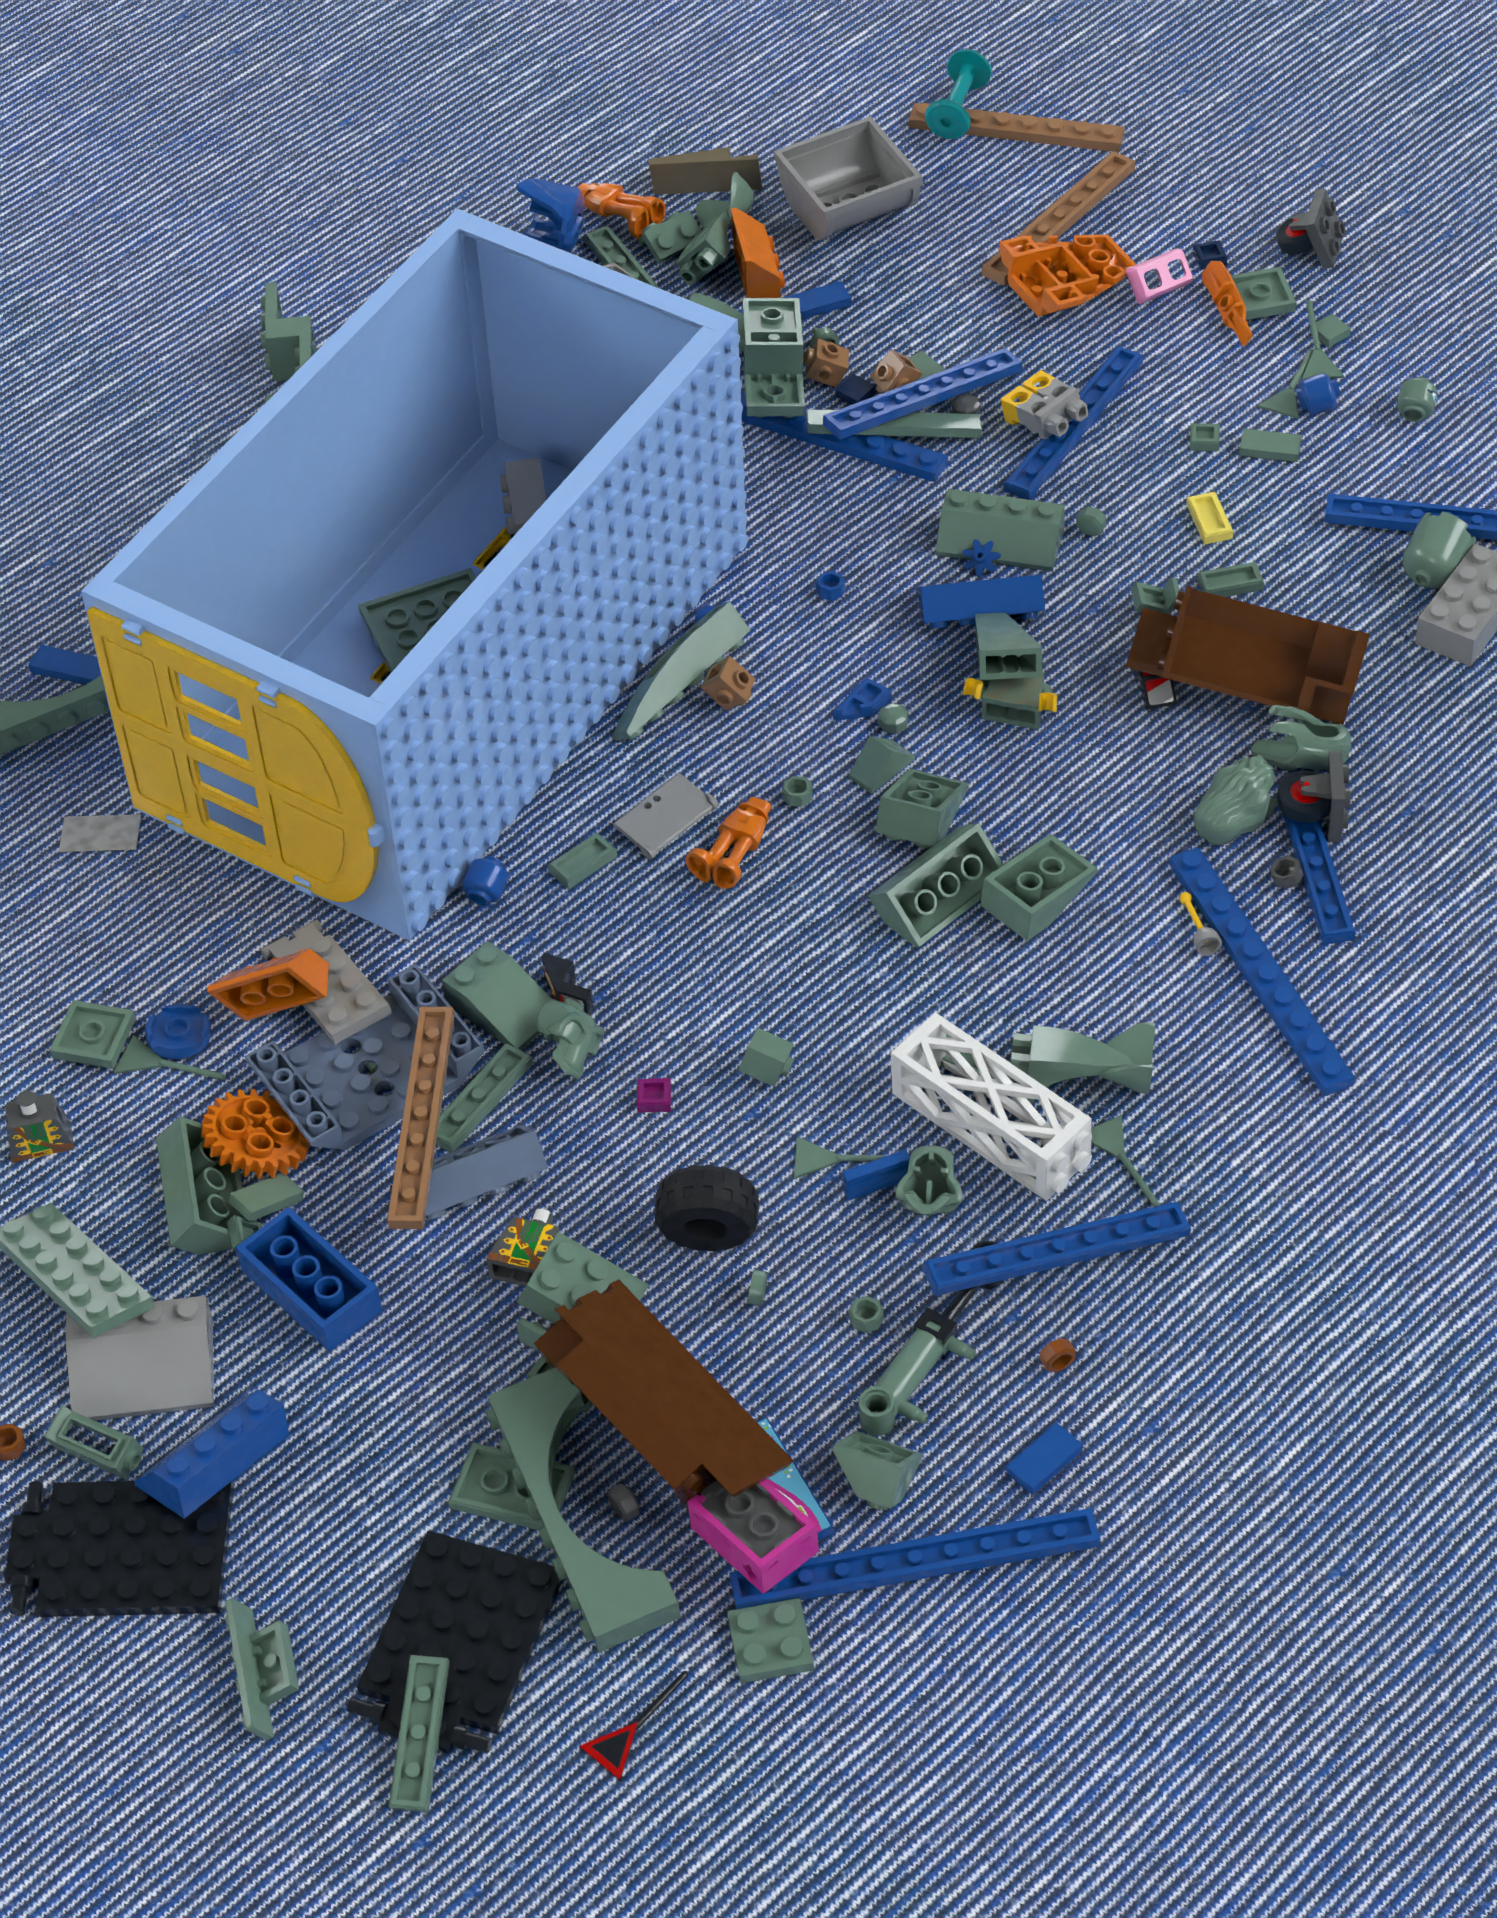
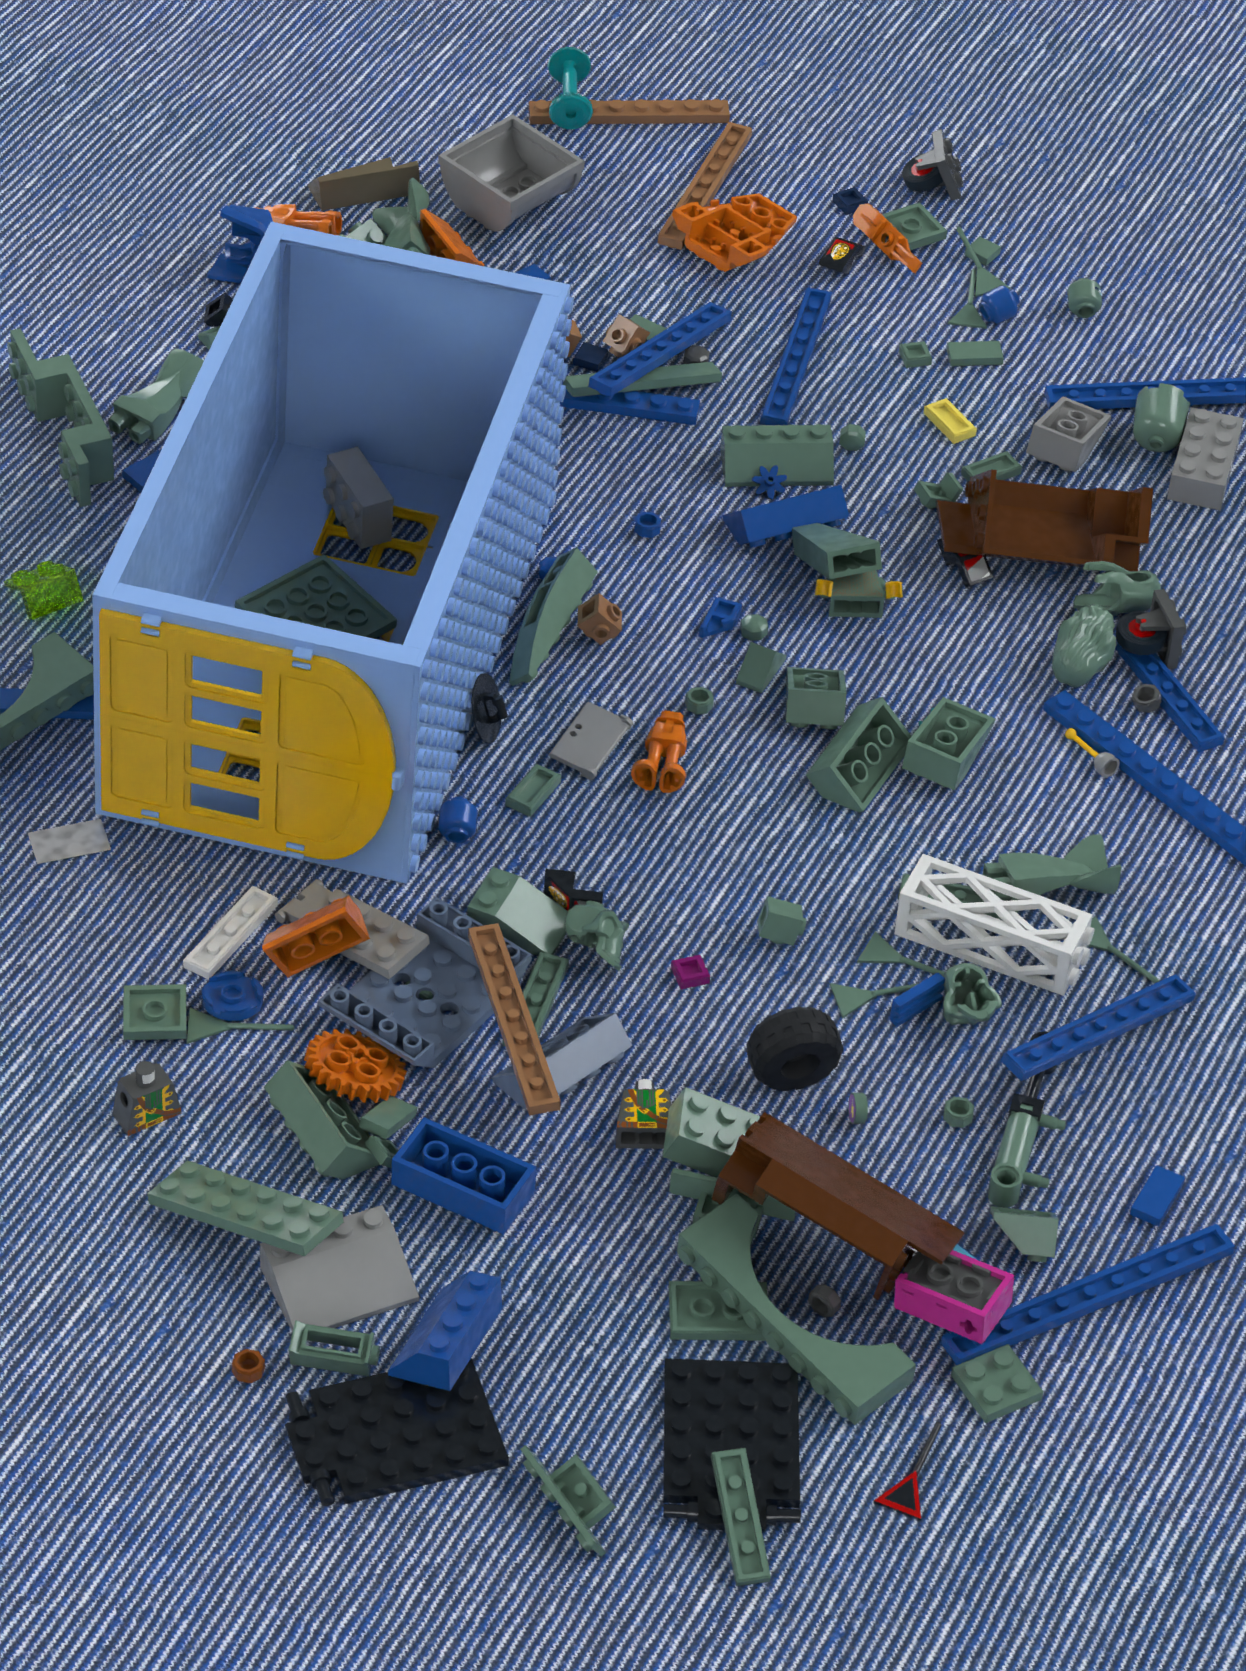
camera: 25 degrees left, 5 degrees down
(209, 961) = (230, 932): none -> white tile
(562, 763) = (487, 708): none -> black shield
(870, 1112) = (882, 952): none -> sand green piece
(1045, 407) = (771, 345): light grey hips -> none
(1057, 1355) = (1133, 1112): dark orange tile -> none
(1160, 264) = (803, 229): bright pink piece -> none
(1168, 313) = (841, 254): none -> slope
(1327, 552) = (1067, 434): none -> light grey slope

